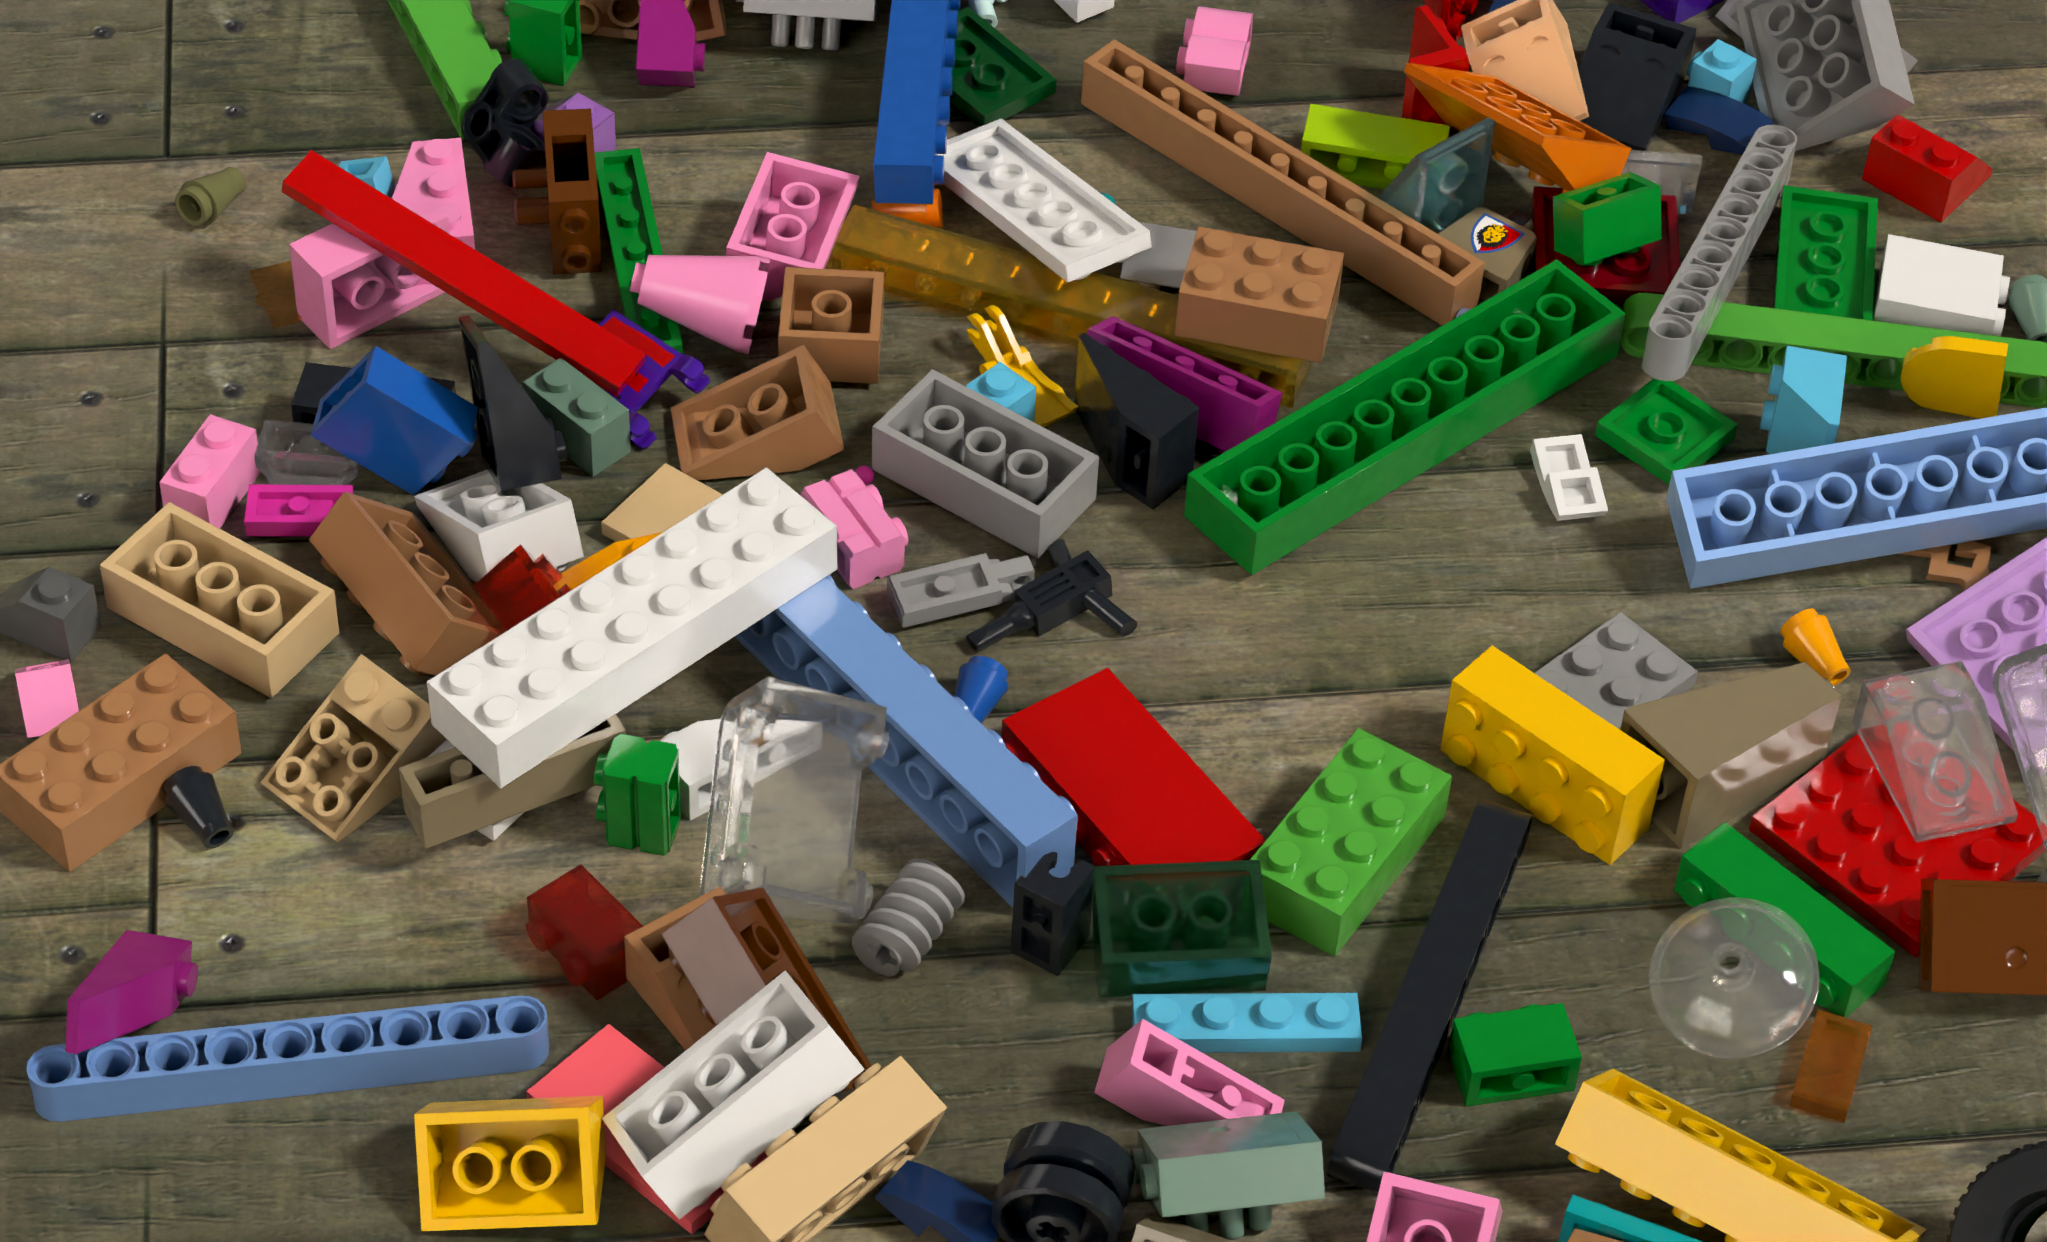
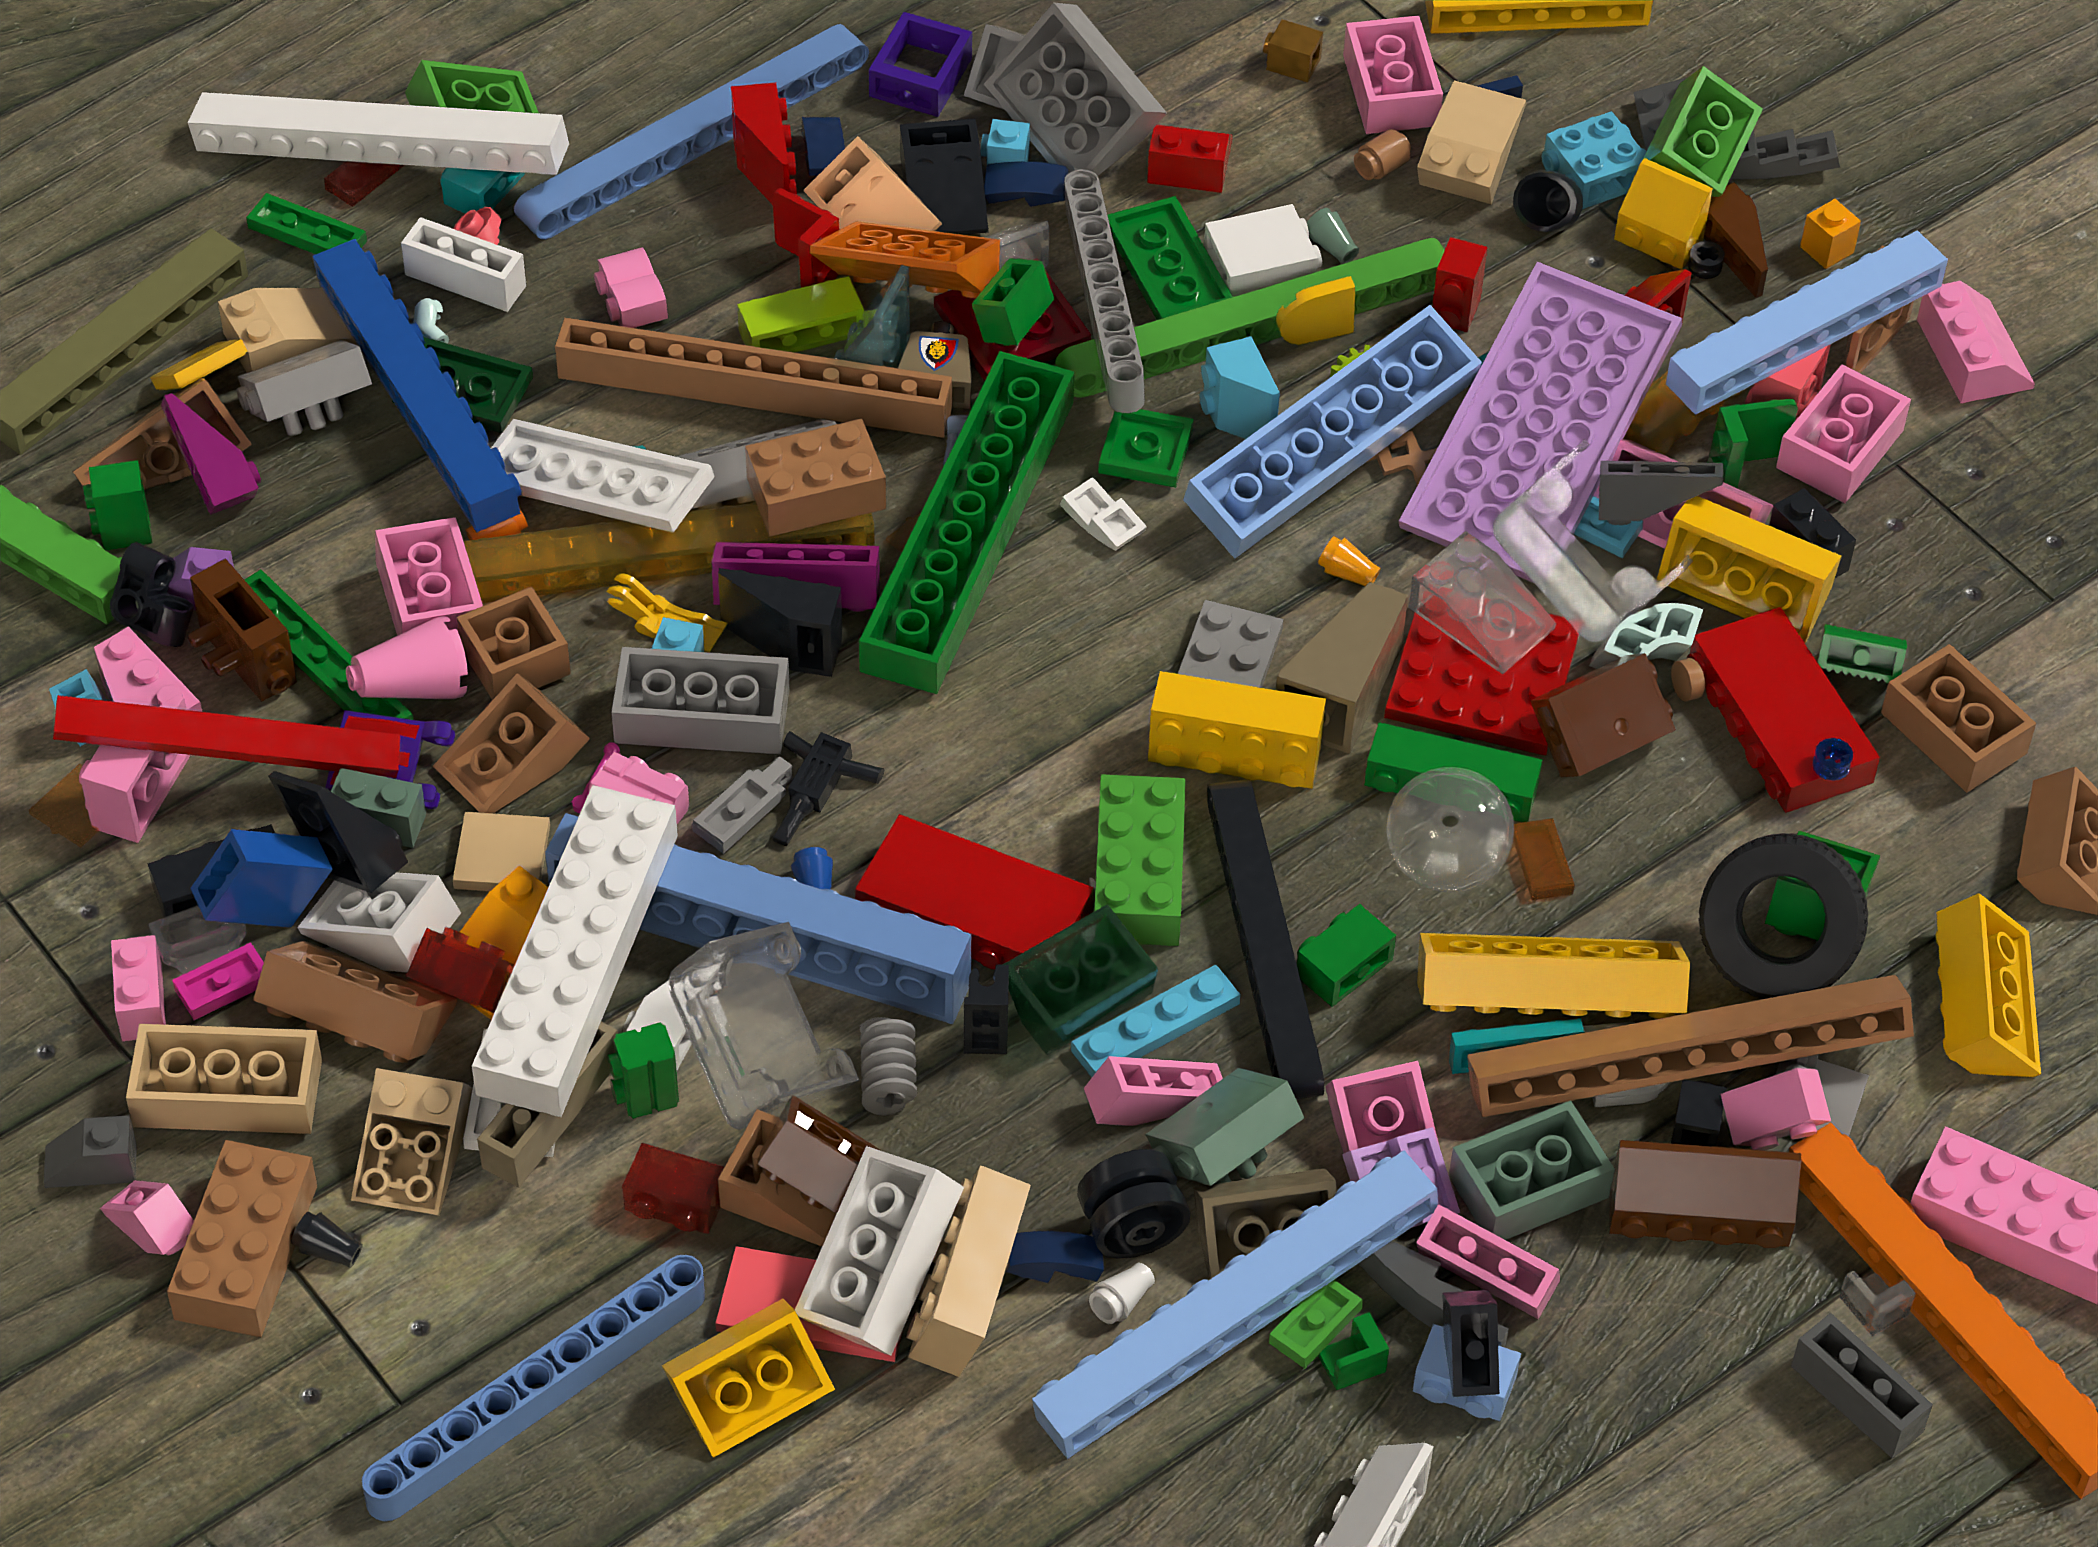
camera: 30 degrees left, 5 degrees up
(130, 988) = (395, 1393): magenta slope -> none

